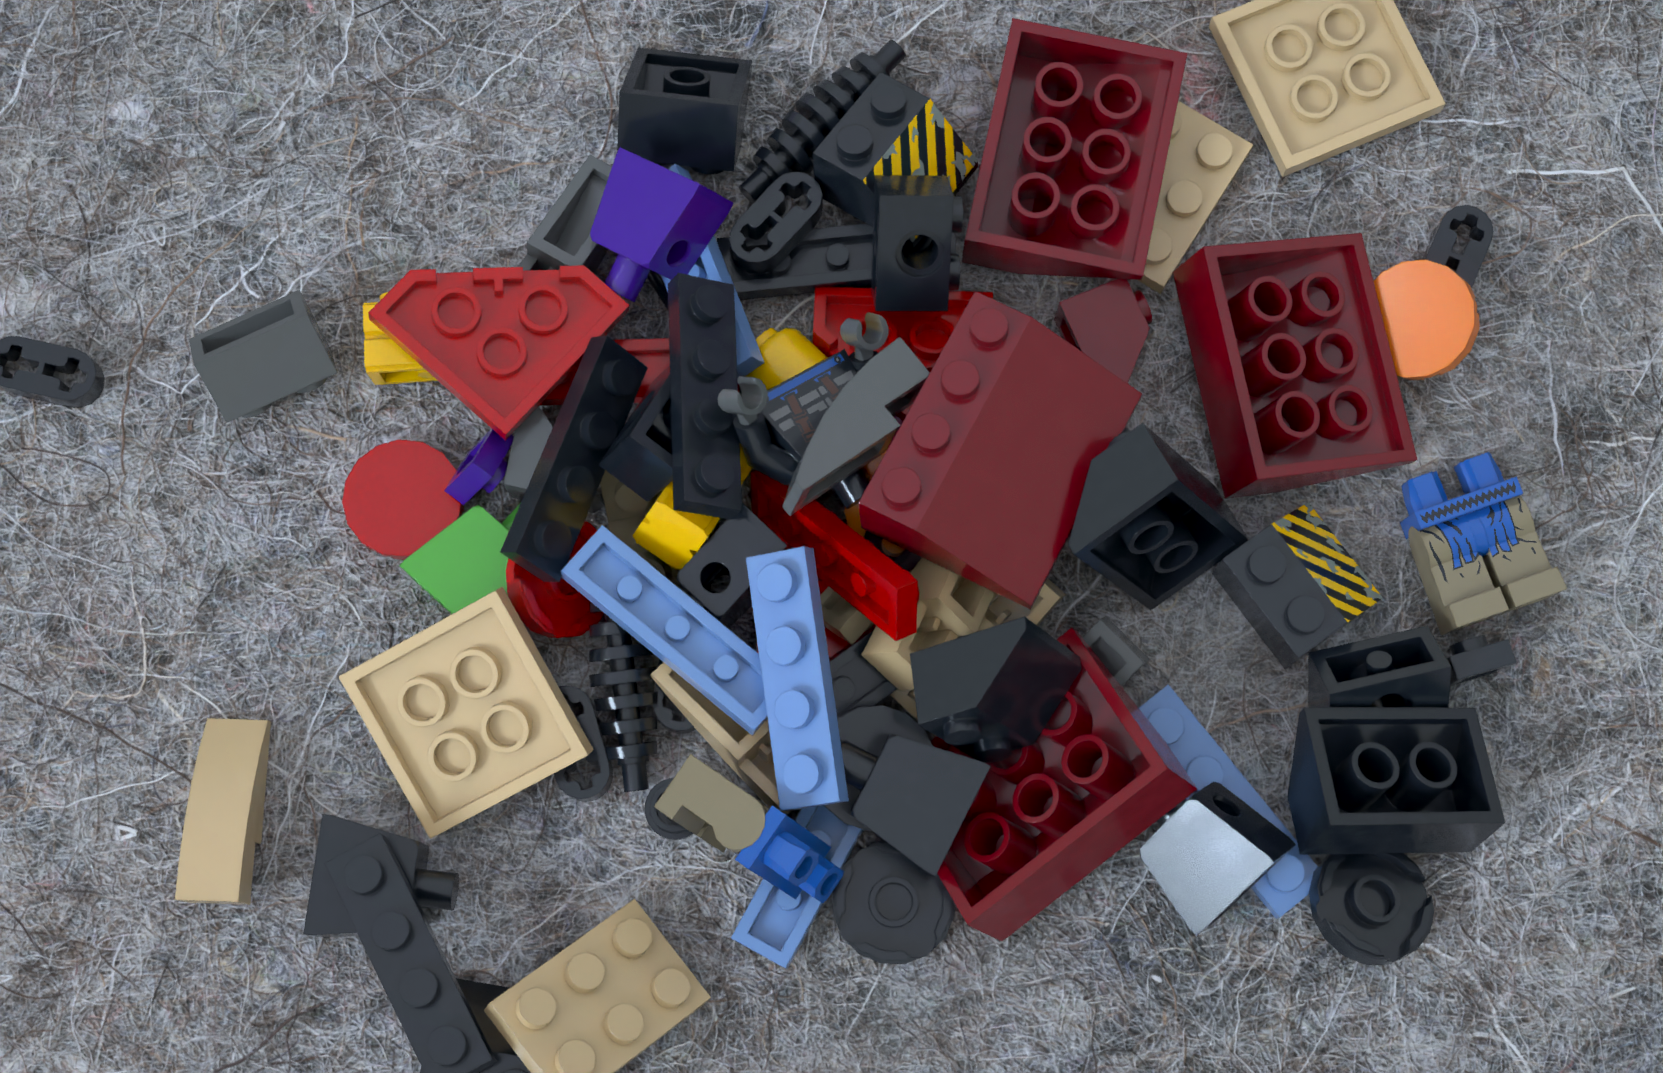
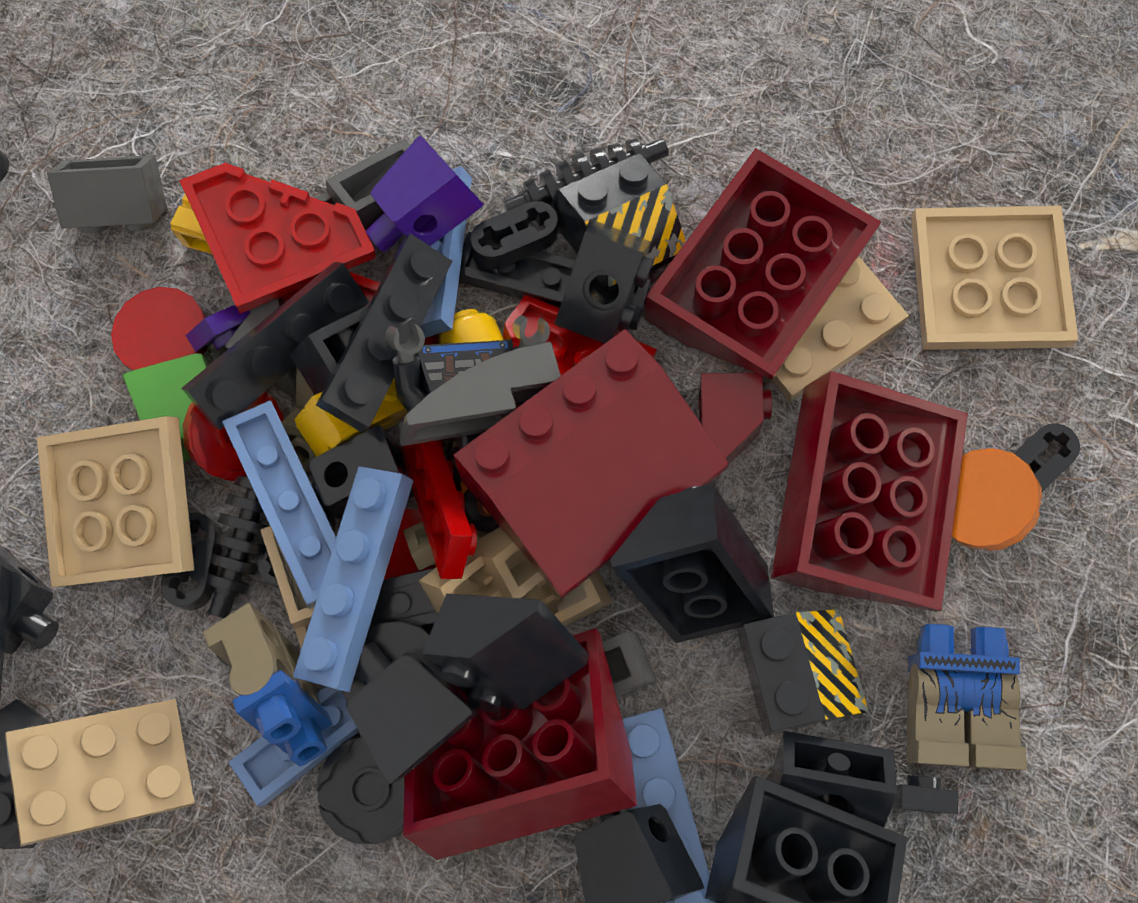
camera: 30 degrees right, 5 degrees down
(684, 109) = (487, 133): black slope -> none

